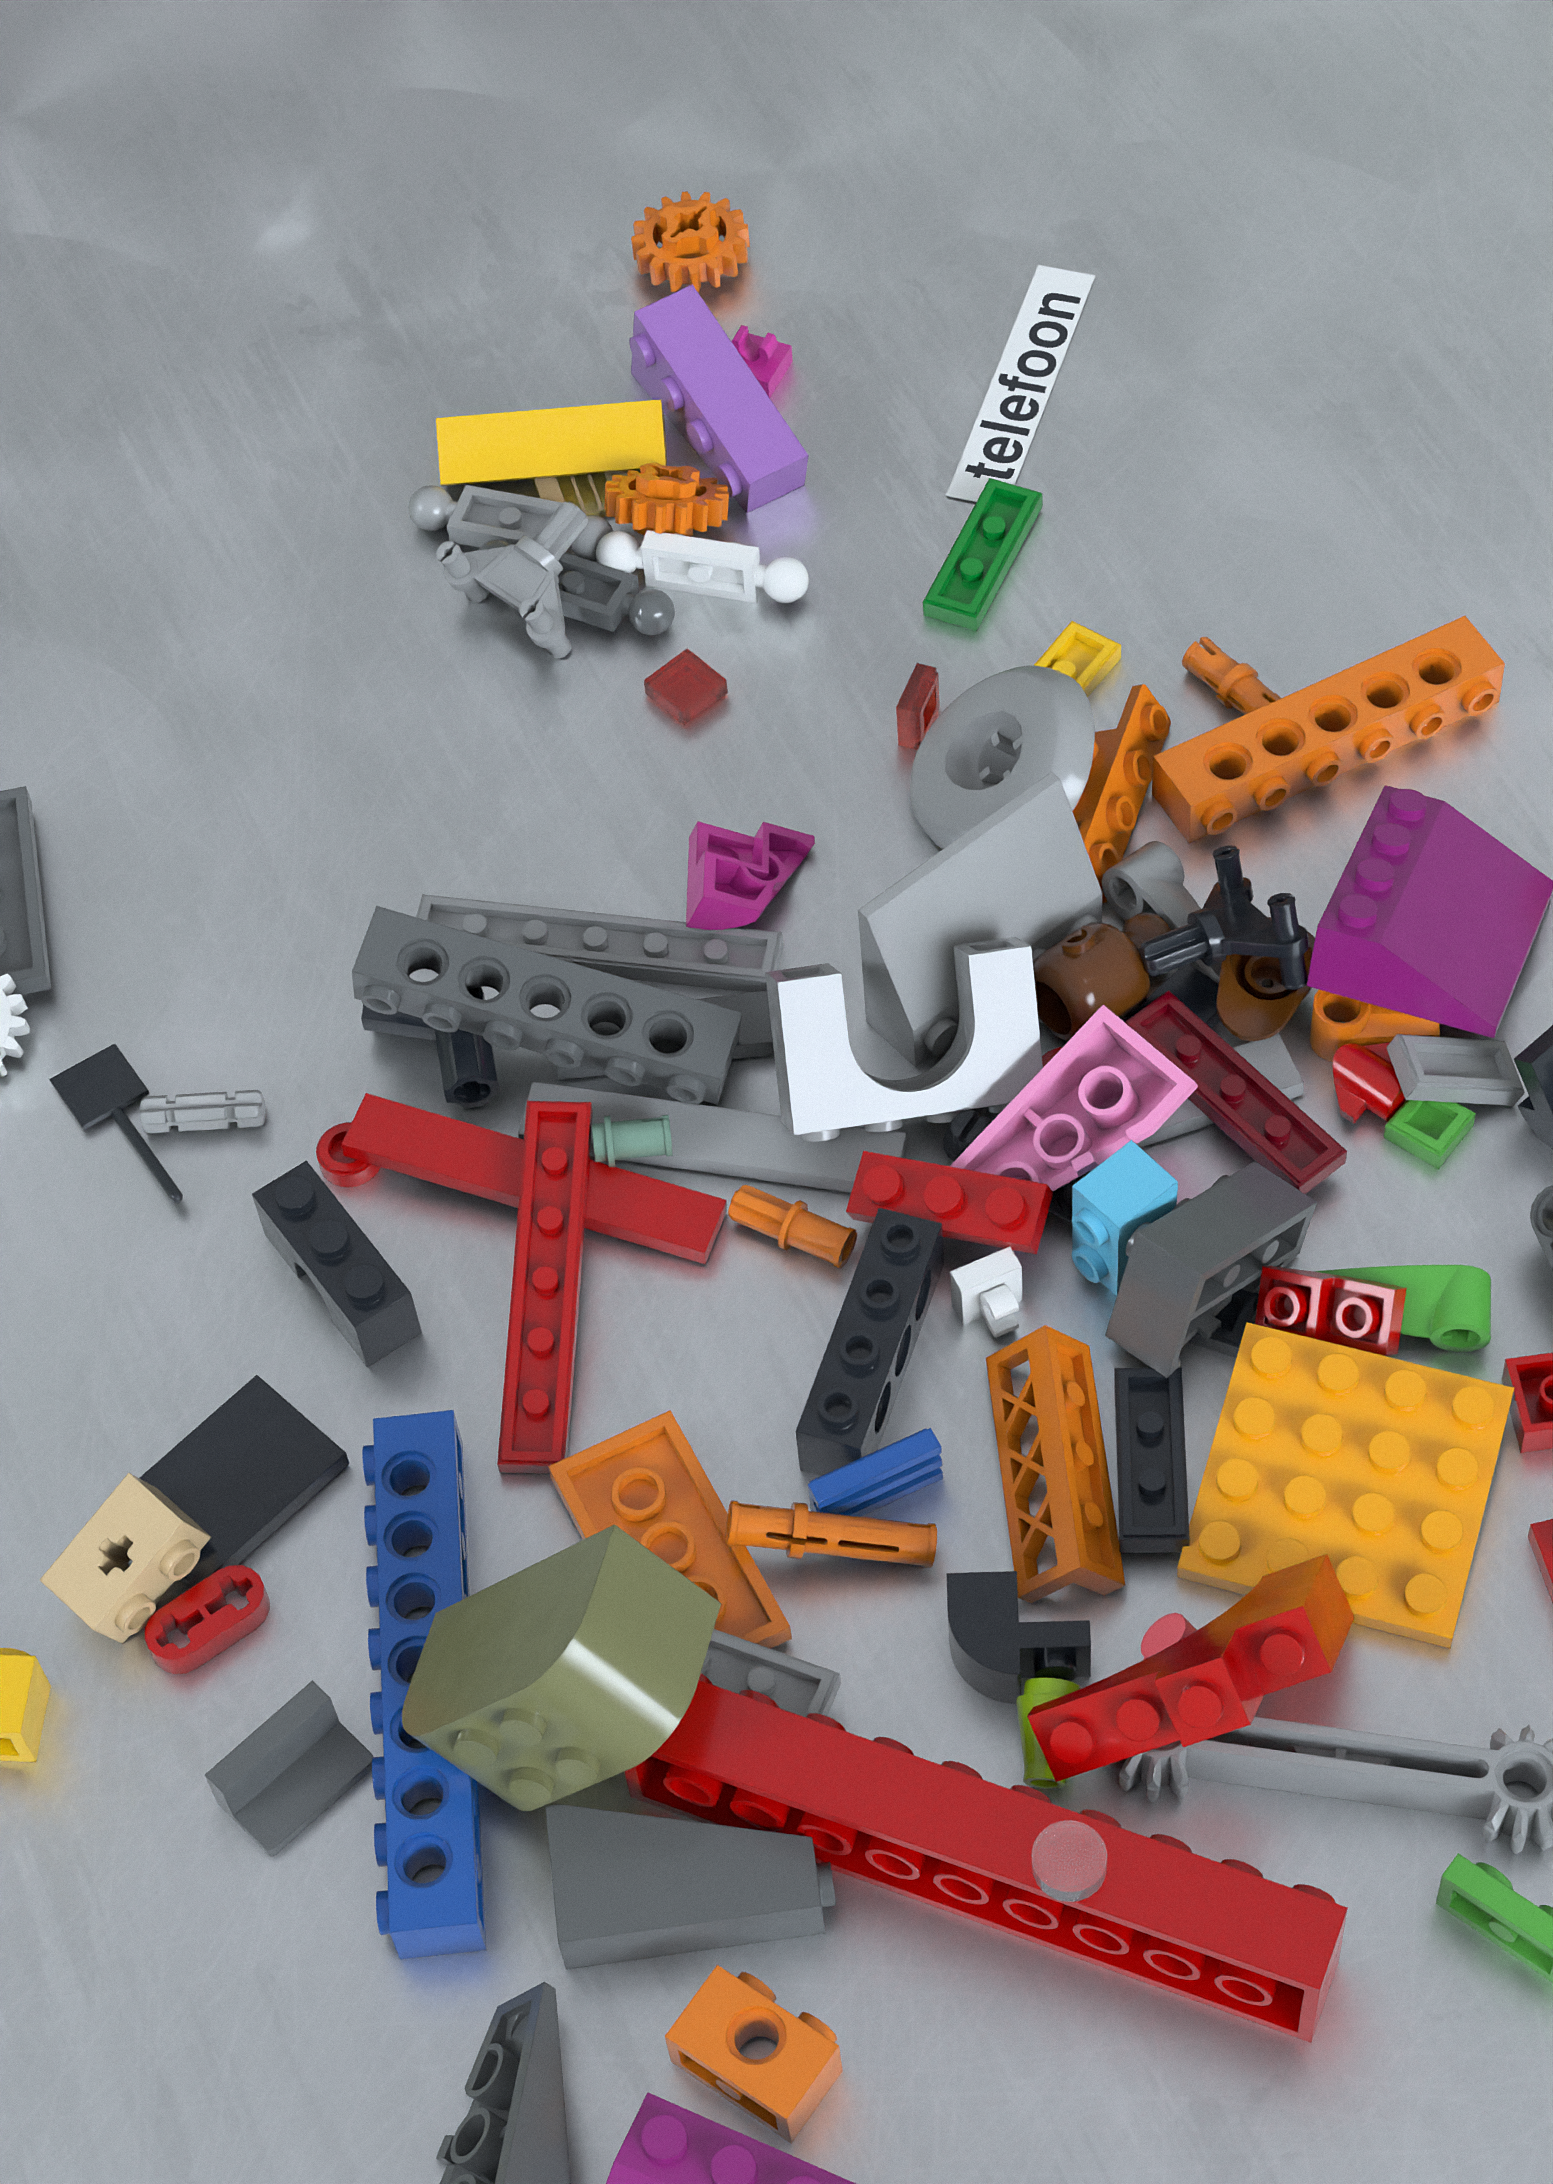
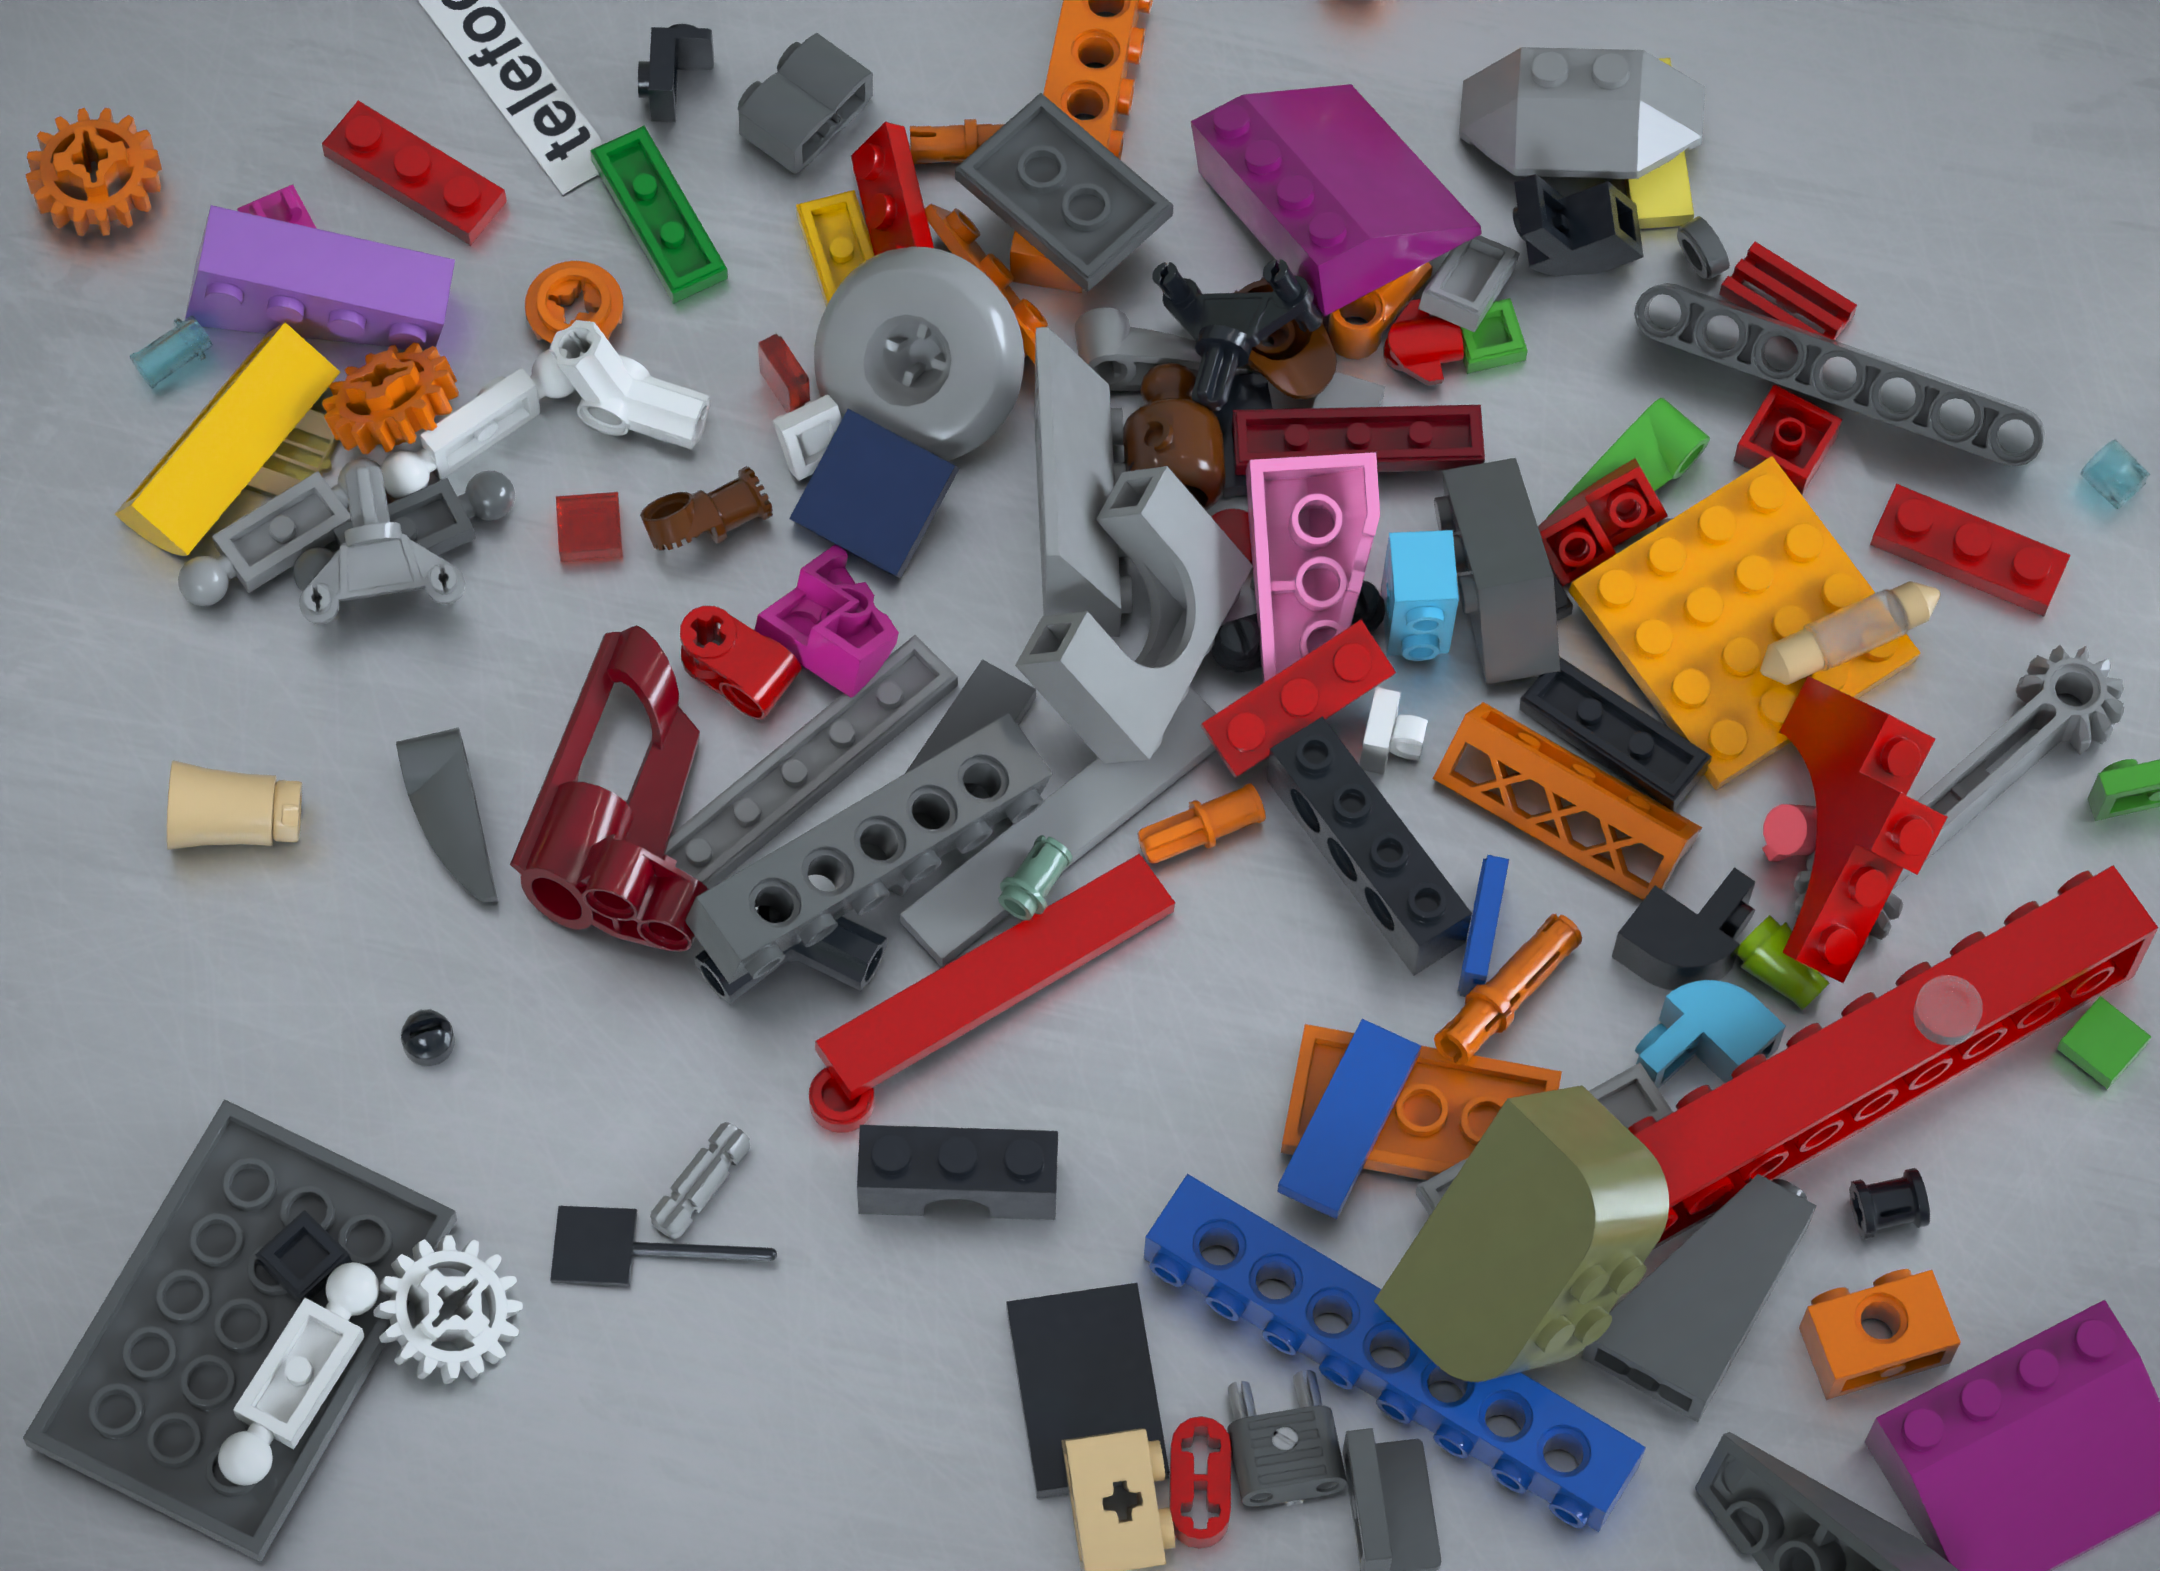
camera: 60 degrees left, 10 degrees up
(178, 880) = (431, 1046): none -> black hinge
(257, 633) = (230, 808): none -> tan plant
(278, 1656) = (1285, 1452): none -> dark grey piece
(394, 743) = (447, 808): none -> dark grey piece
(409, 853) = (586, 848): none -> dark red panel
(545, 1287) = (1112, 1033): red tile -> none
(595, 373) = (172, 351): none -> clear light blue pin
(603, 1493) = (1349, 1118): none -> blue tile
(649, 835) = (745, 666): none -> red piece
(763, 743) = (717, 512): none -> reddish brown connector
(804, 619) = (621, 392): none -> white piece
(865, 539) = (561, 286): none -> orange gear
(871, 823) = (874, 493): none -> dark blue tile
(873, 405) = (414, 172): none -> red plate
(882, 756) = (807, 433): none -> white tile
(891, 1976) = (1889, 1203): none -> black bush
(933, 1707) = (1714, 1023): none -> medium azure brick
(1102, 470) = (672, 50): none -> black bracket
(1123, 669) = (890, 191): none -> red plate
(1160, 566) = (804, 102): none -> dark grey brick
(1215, 2057) = (2104, 1042): none -> bright green tile
(1235, 750) = (1064, 192): none -> dark grey tile
(1400, 1557) = (1850, 632): none -> piece

